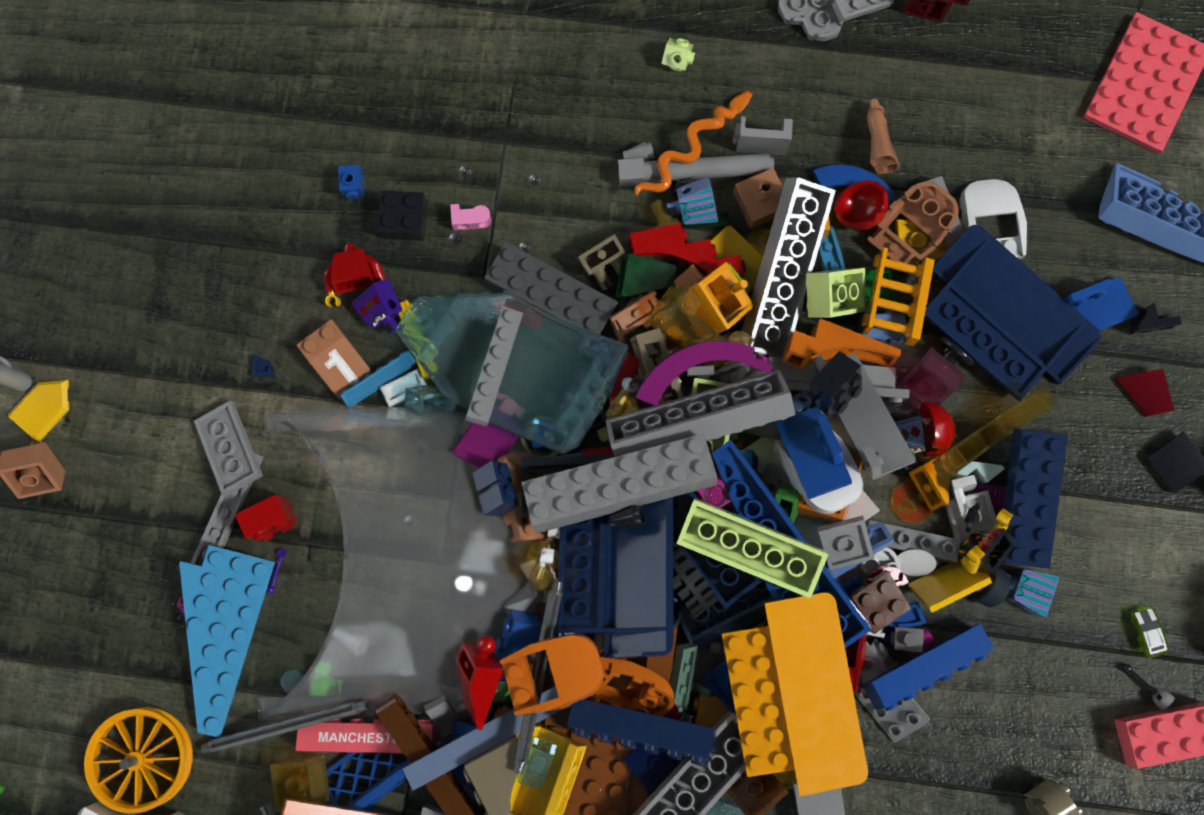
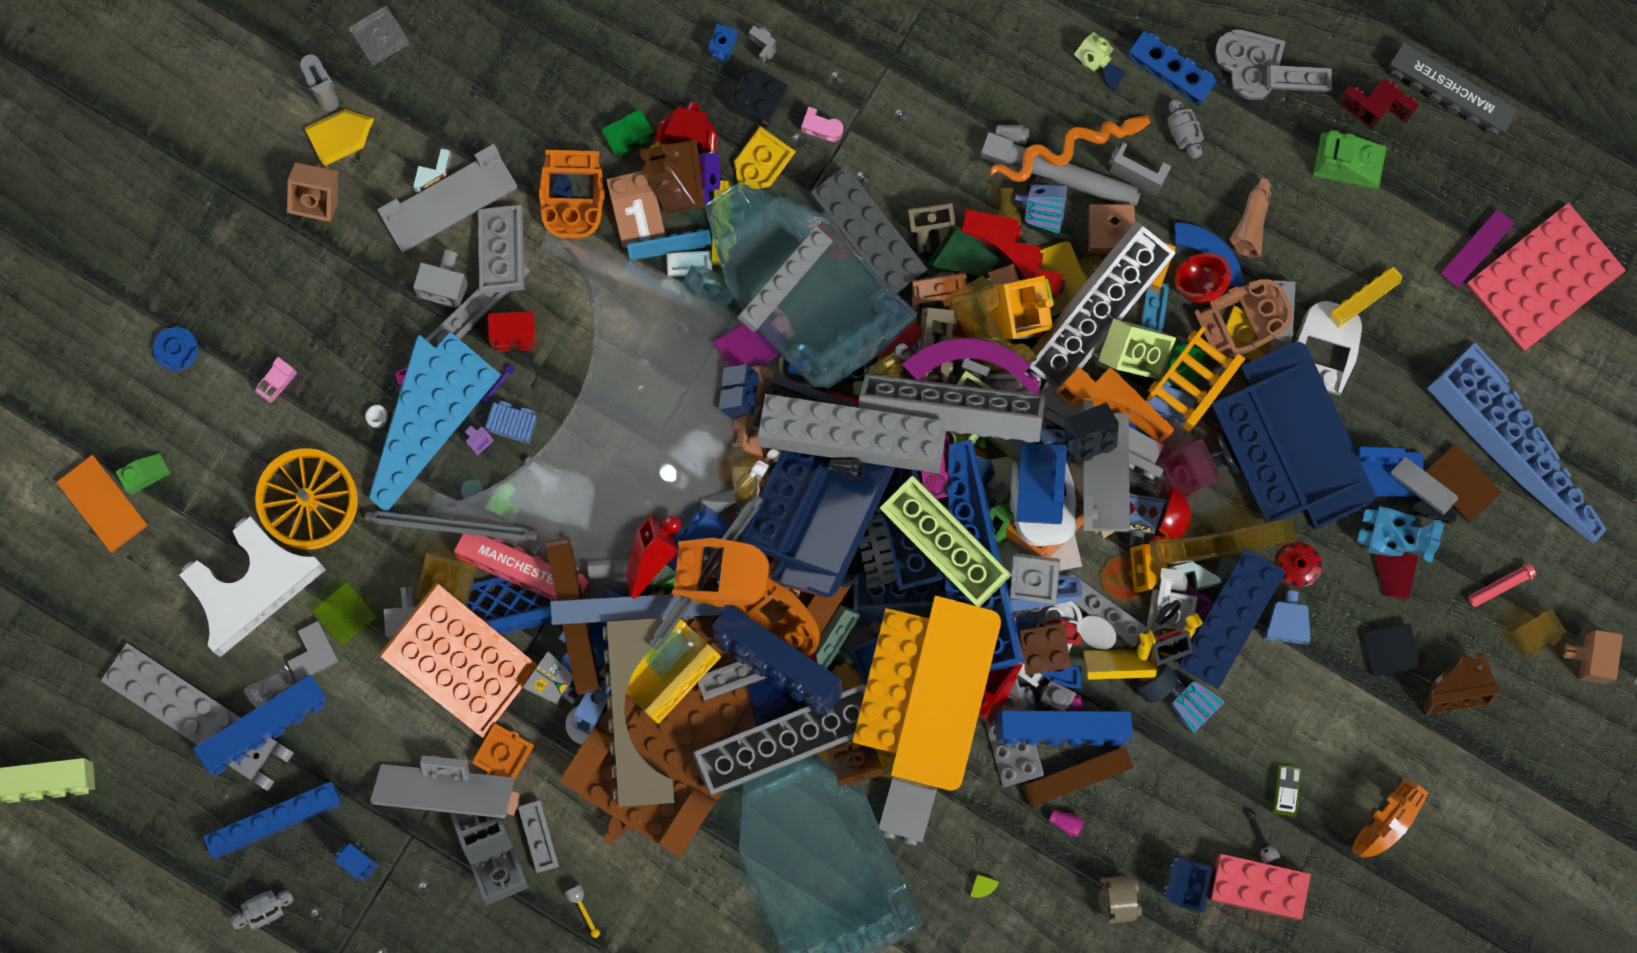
camera: 15 degrees right, 0 degrees up
(43, 304) = (379, 35): none -> clear plate
(68, 658) = (275, 380): none -> bright pink leg
(135, 413) = (427, 177): none -> light aqua slope
(163, 424) = (448, 200): none -> light grey bracket
(176, 650) = (377, 416): none -> white tile
(184, 503) = (442, 283): none -> light grey brick
(277, 632) = (478, 439): none -> medium lavender tile
(278, 392) = (568, 216): none -> orange slope
(300, 296) = (627, 133): none -> green brick
(301, 603) = (511, 422): none -> medium blue brick
(355, 314) = (675, 175): none -> reddish brown piece
(386, 164) = (762, 38): none -> light grey bracket
(430, 269) = (762, 160): none -> yellow tile
(600, 765) = (727, 679): none -> light grey plate
(702, 69) = (1113, 76): none -> dark blue tile
(742, 47) = (1174, 79): none -> blue brick
(785, 86) = (1185, 129): none -> light grey piece
(935, 53) = (1349, 159): none -> bright green piece
(959, 704) = (1078, 777): none -> reddish brown beam
(969, 751) = (1067, 822): none -> dark pink cone
(1008, 161) = (1365, 297): none -> yellow piece
(1051, 420) = (1299, 576): none -> red dish
(1078, 83) = (1477, 249): none -> magenta tile
(1080, 476) = (1289, 621): none -> medium blue torso
(1109, 761) = (1189, 885): none -> dark blue bracket
(1123, 358) = (1384, 530): none -> dark azure hips
(1140, 304) = (1424, 486): none -> light grey tile
(1166, 287) = (1465, 480): none -> reddish brown tile

